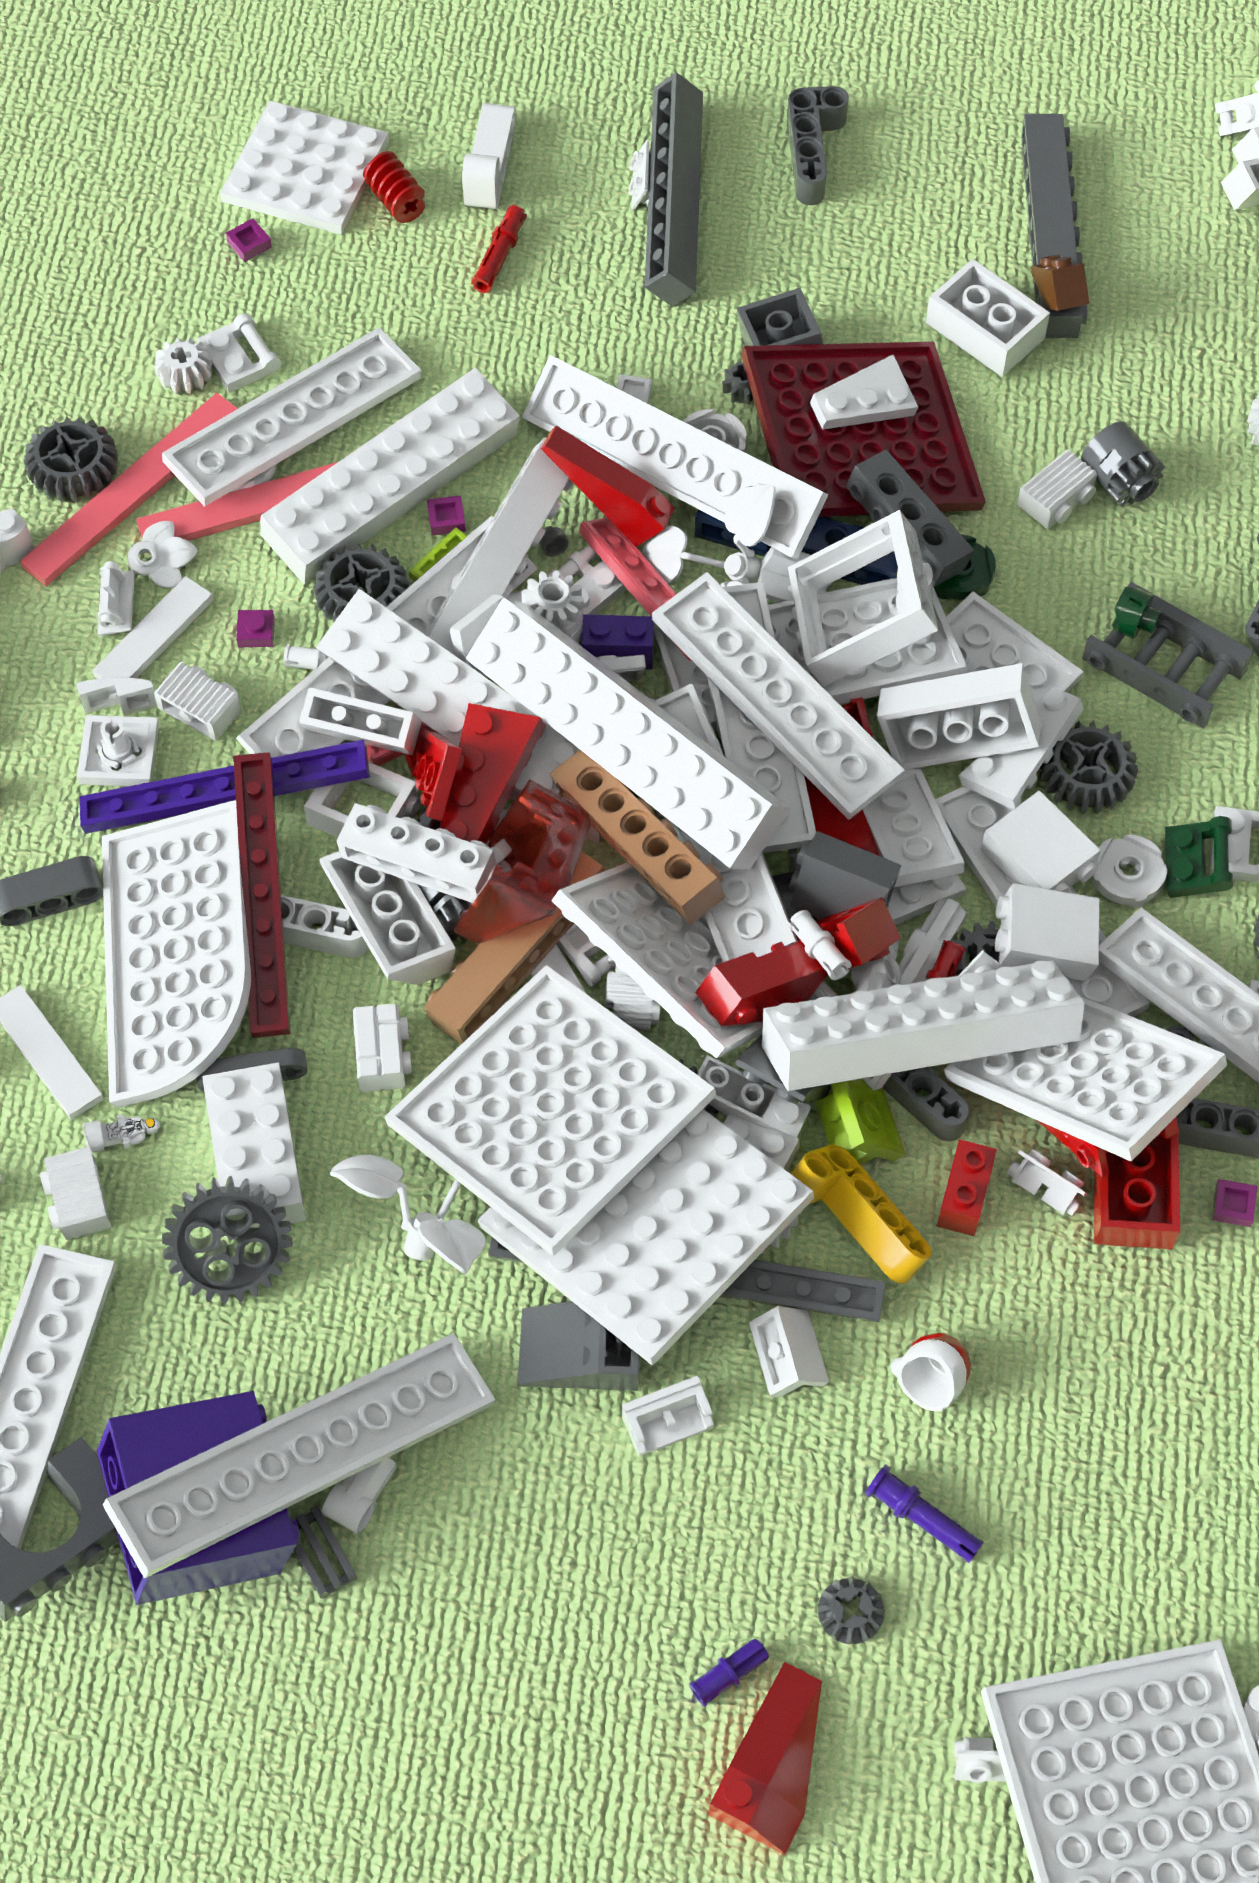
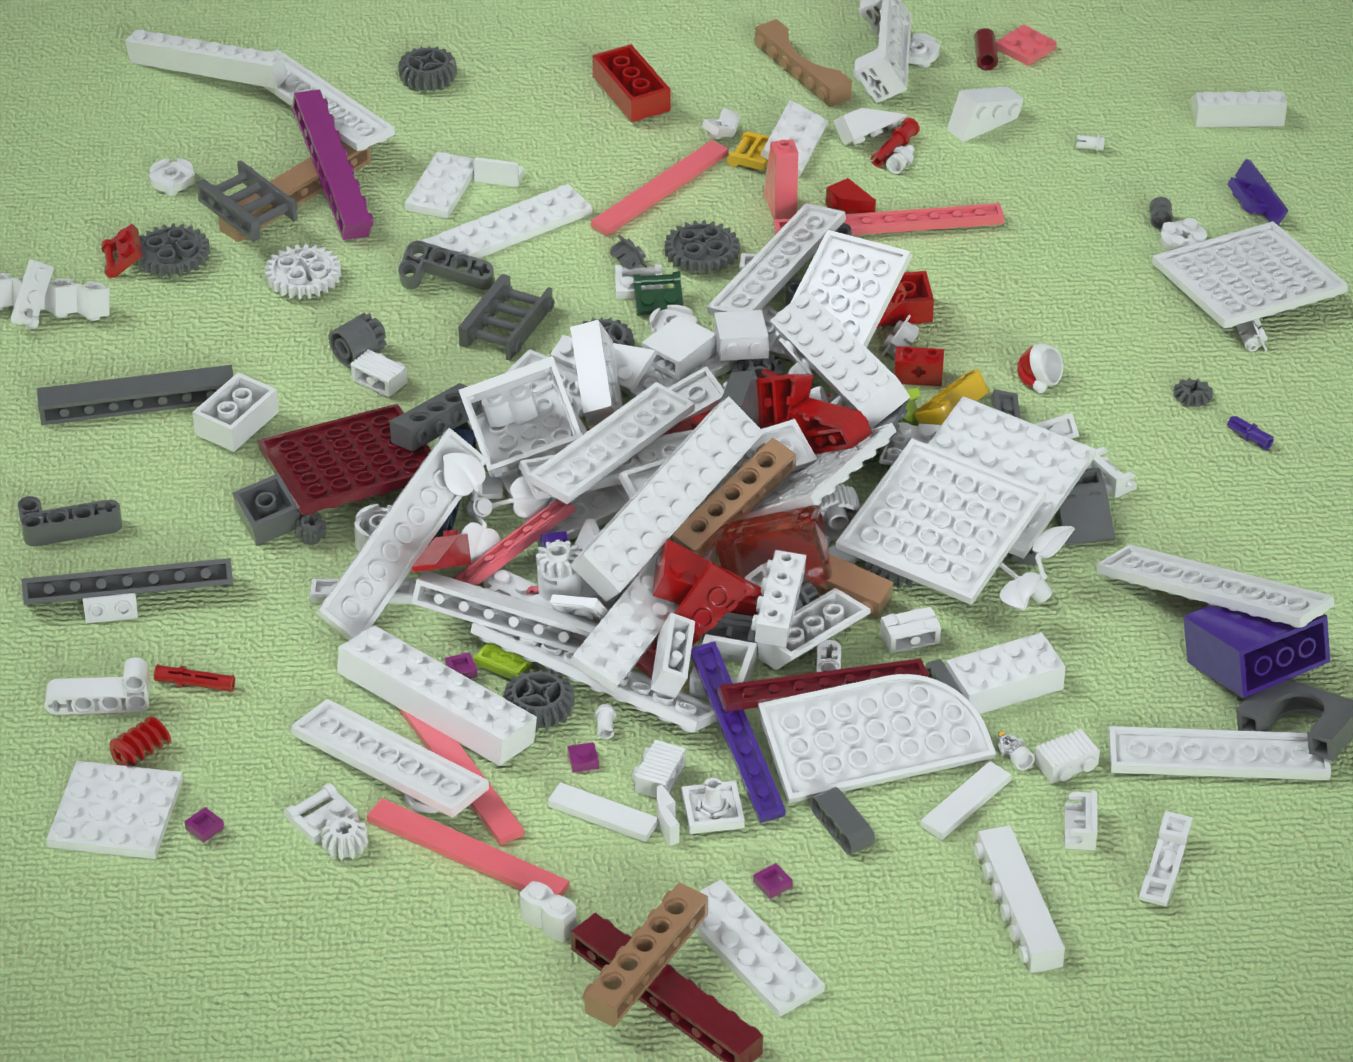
camera: 100 degrees left, 20 degrees down
(57, 473) = (450, 886): dark grey gear -> none
(115, 600) = (580, 836): white hinge -> none
(167, 554) = (531, 818): white plate -> none
(209, 1211) = (1081, 661): dark grey gear -> none
(771, 1770) = (1298, 413): red wedge -> none
(819, 945) = (802, 396): white pin -> none
(865, 397) = (328, 450): white wing -> none
(908, 1503) = (1123, 373): dark purple pin -> none
(1061, 282) = (212, 366): reddish brown slope -> none
(1135, 613) = (490, 315): dark green piece -> none

